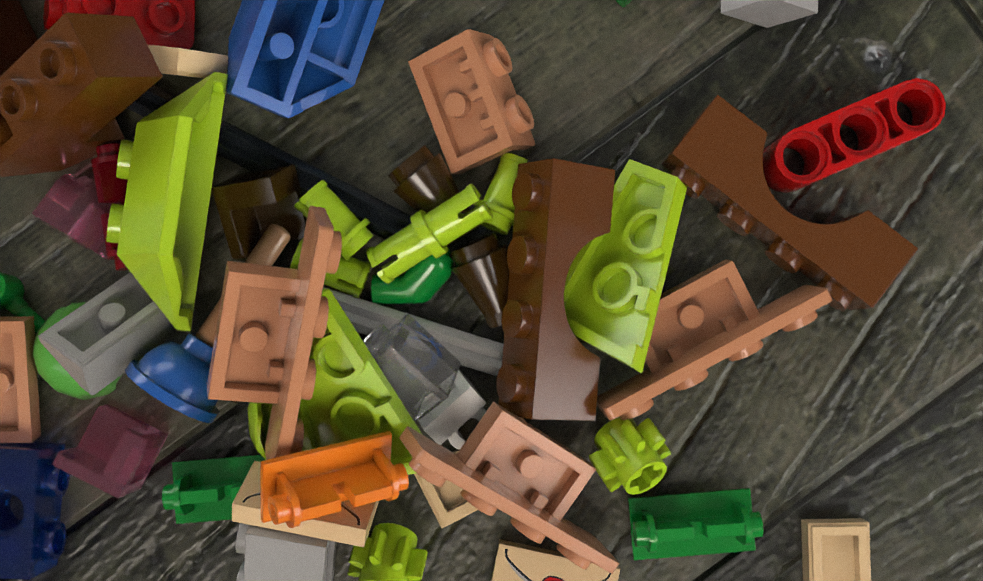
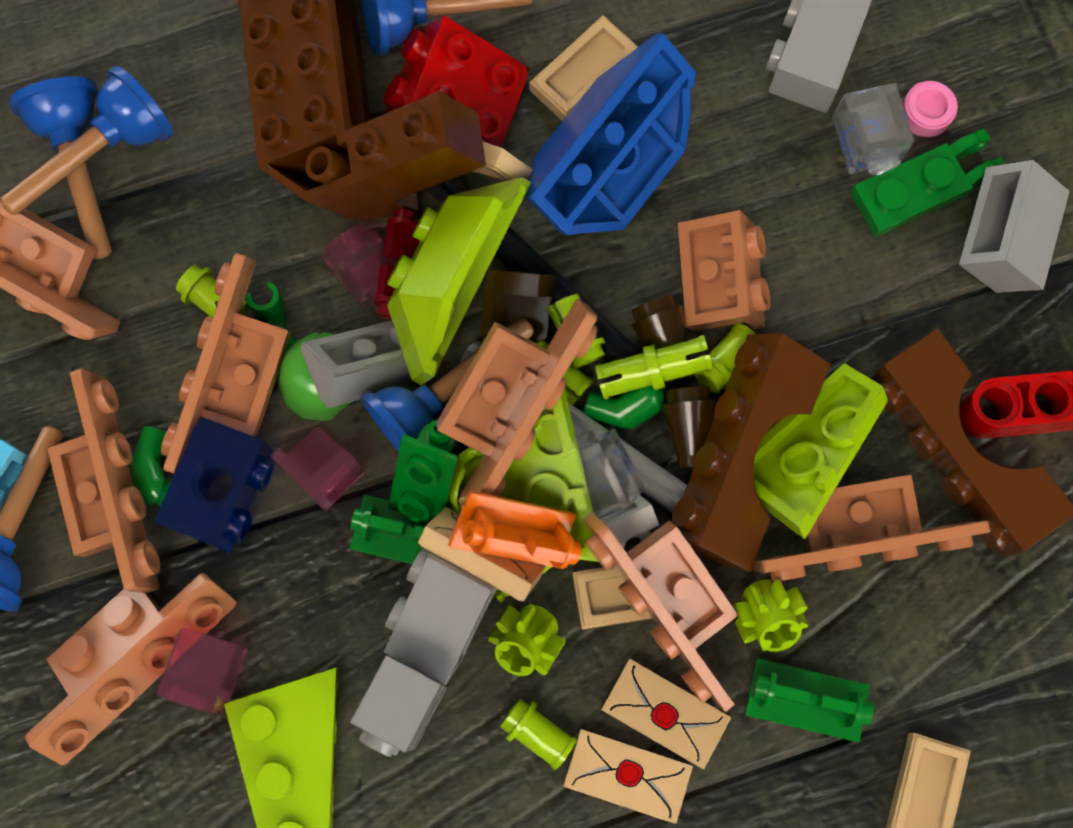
camera: 20 degrees right, 10 degrees down
(217, 436) = (423, 474): none -> green hinge

